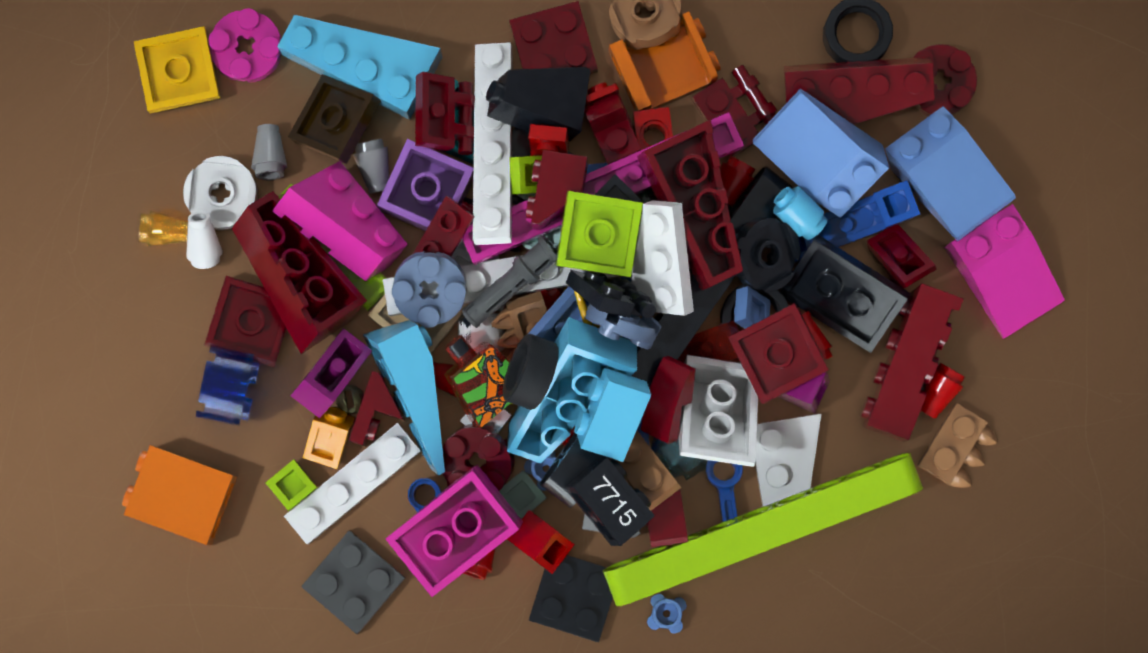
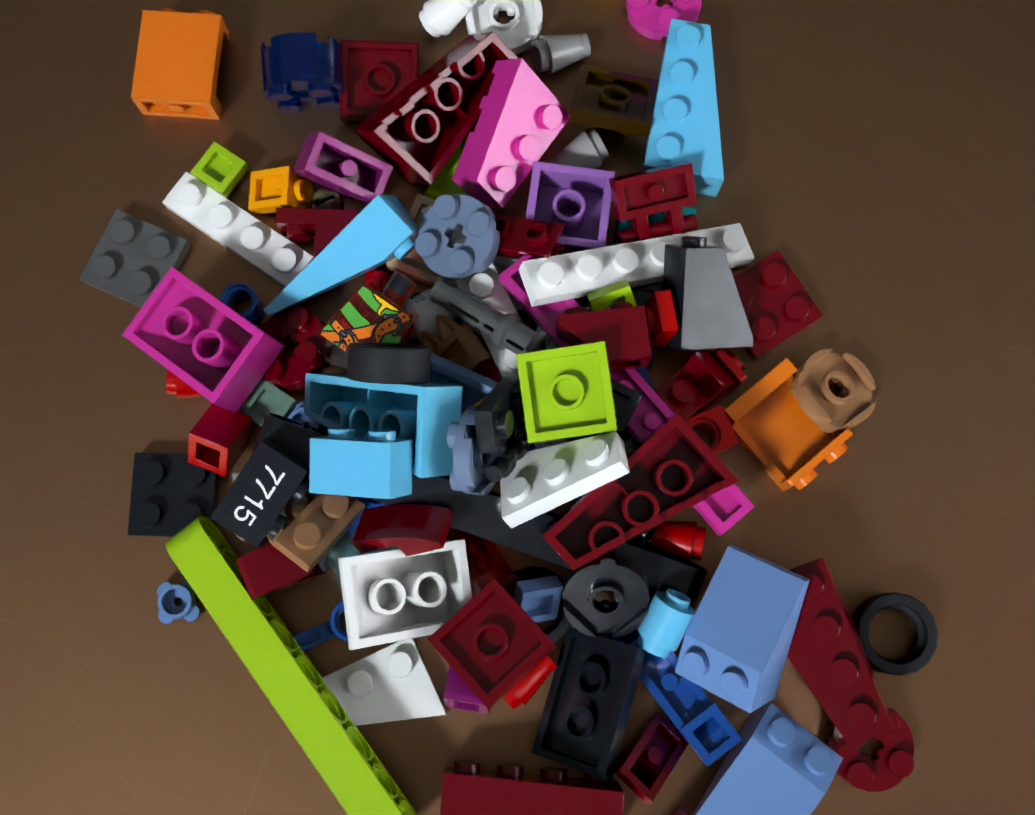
camera: 75 degrees right, 5 degrees down
(720, 99) = (768, 499): dark red plate -> none

